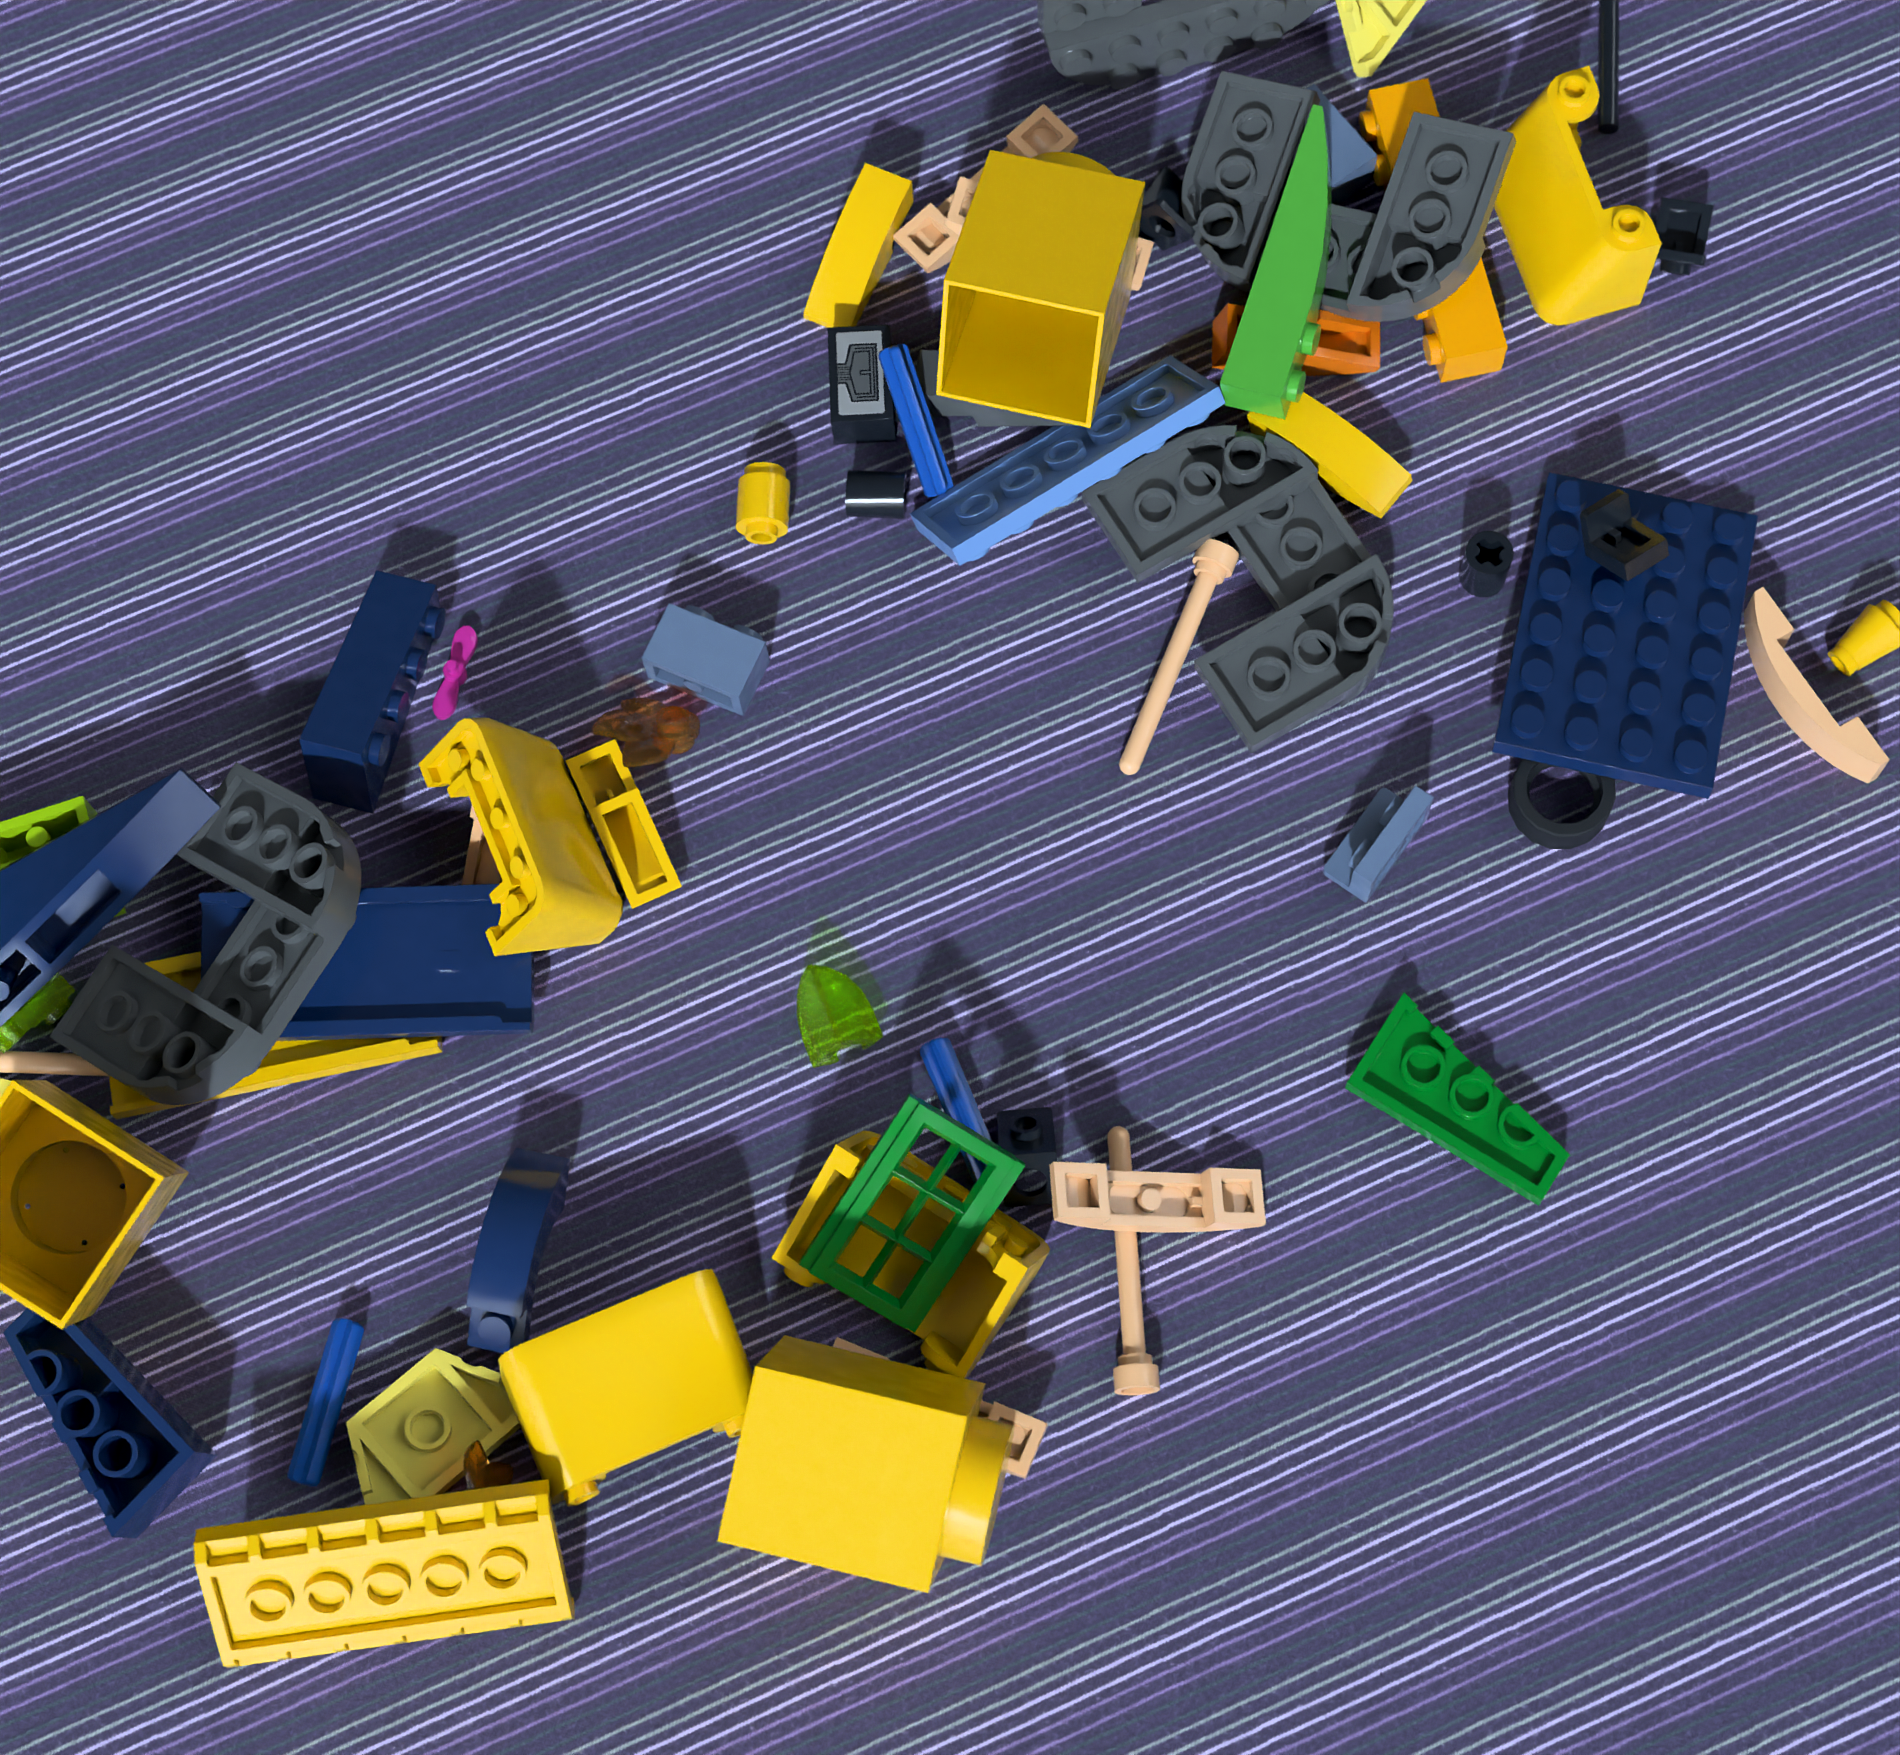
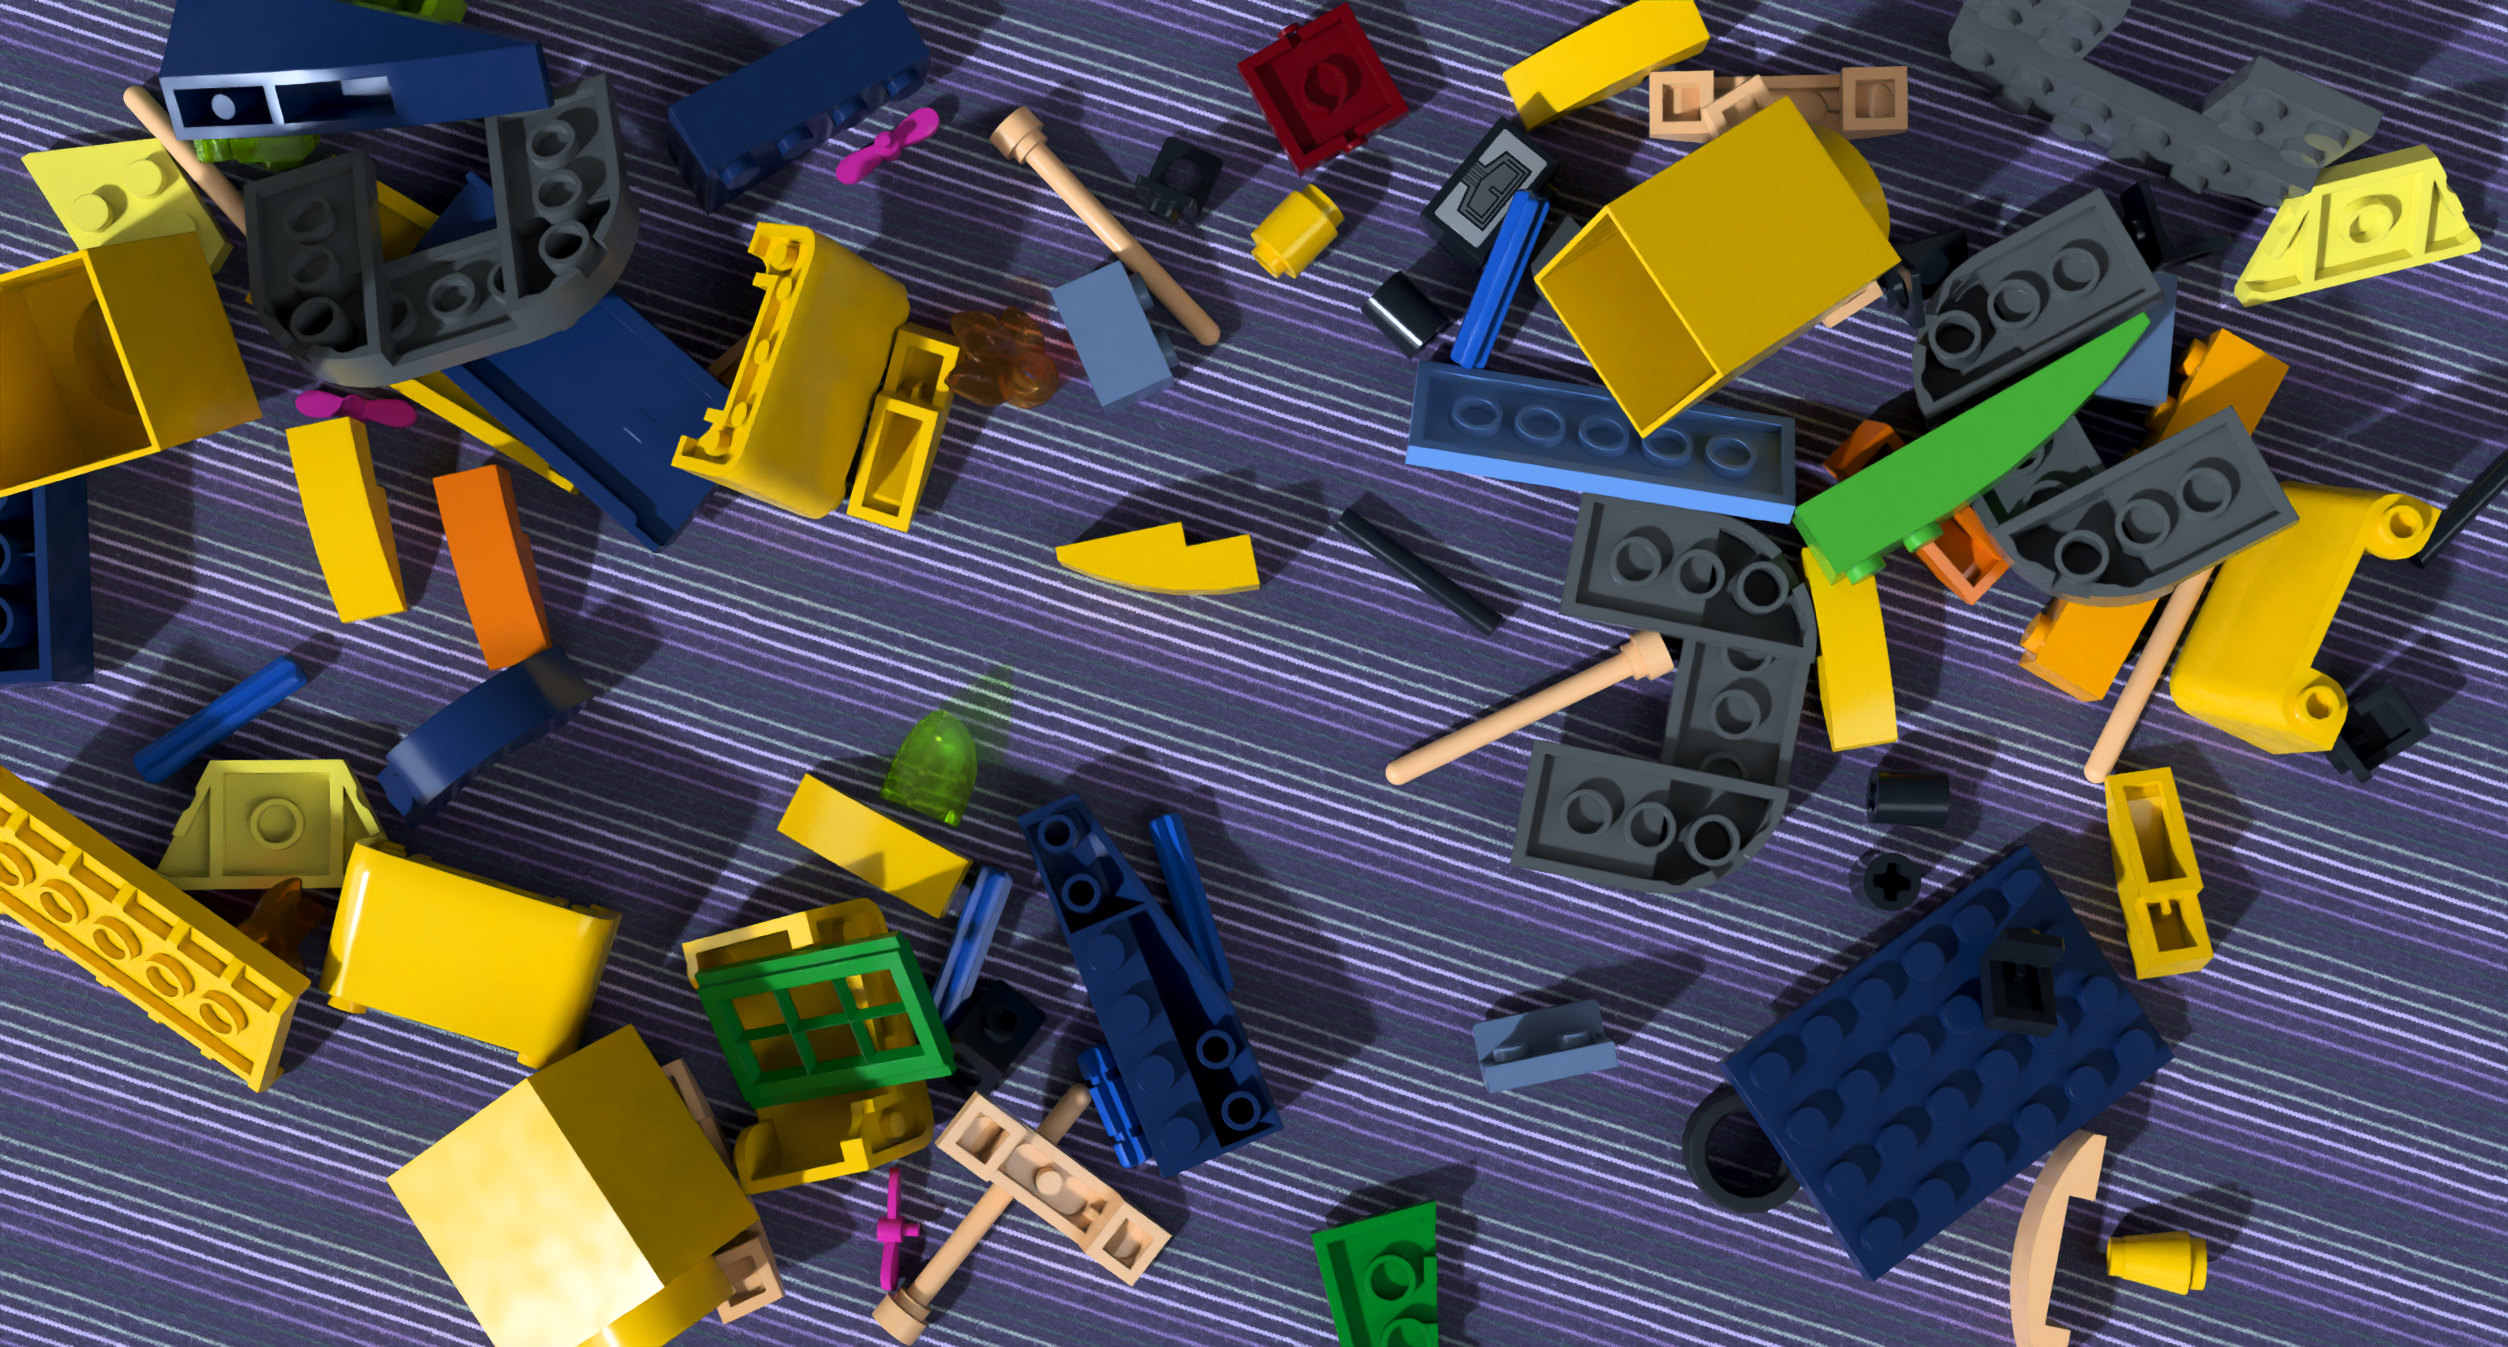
camera: 40 degrees right, 15 degrees up
(245, 1124) = (388, 412): none -> dark pink piece
(303, 1193) = (347, 518): none -> yellow slope
(426, 1136) = (493, 564): none -> orange slope
(541, 594) = (1022, 139): none -> light nougat piece
(663, 549) = (1168, 204): none -> black bracket
(701, 411) = (1322, 89): none -> dark red plate
(839, 1093) = (874, 846): none -> yellow slope
(864, 762) = (1163, 563): none -> yellow slope
(1027, 637) = (1418, 571): none -> black bar
(1077, 955) = (1189, 895): none -> blue axle
(1077, 1328) = (892, 1231): none -> dark pink piece
(1108, 1025) = (1153, 996): none -> dark blue wedge
(1147, 1120) = (1114, 1105): none -> blue axle
(1261, 68) = (2148, 235): none -> black bracket
(1451, 506) = (1907, 797): none -> black piece
(1518, 314) = (2144, 677): none -> light nougat piece
(1642, 424) = (2156, 874): none -> yellow slope

